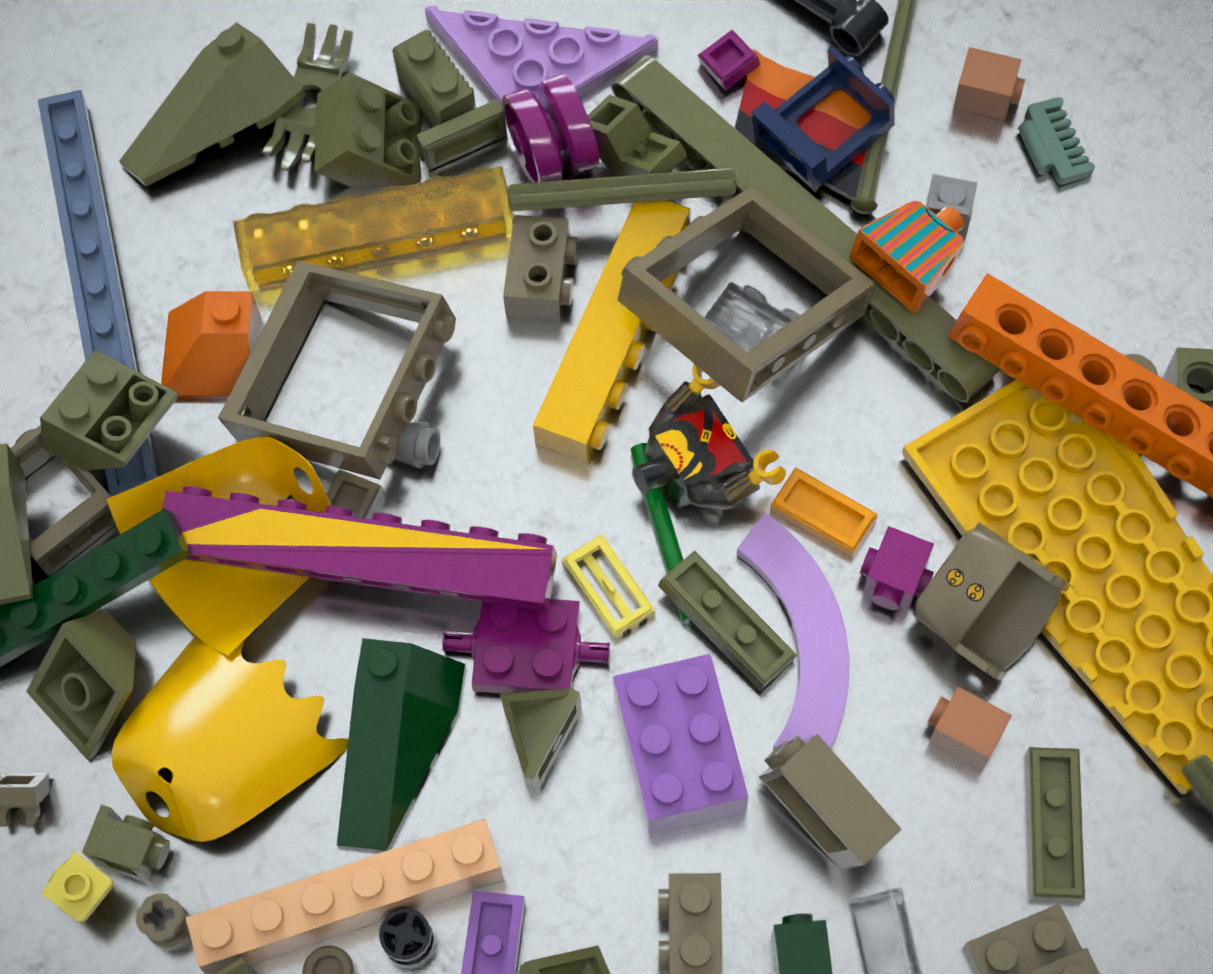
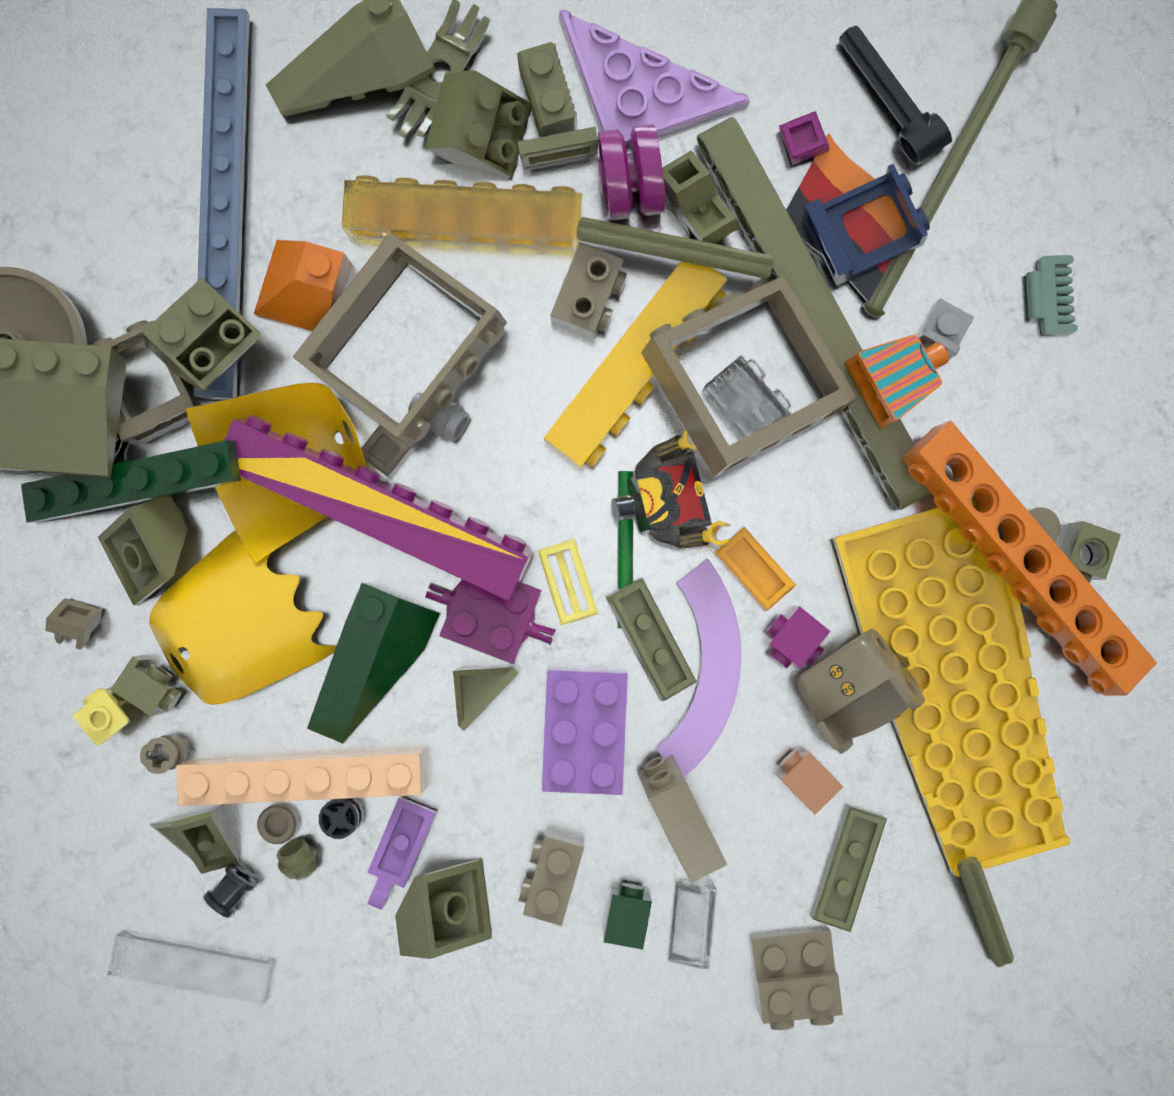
camera: 15 degrees right, 20 degrees up
(989, 84) = (1016, 228): nougat brick -> none

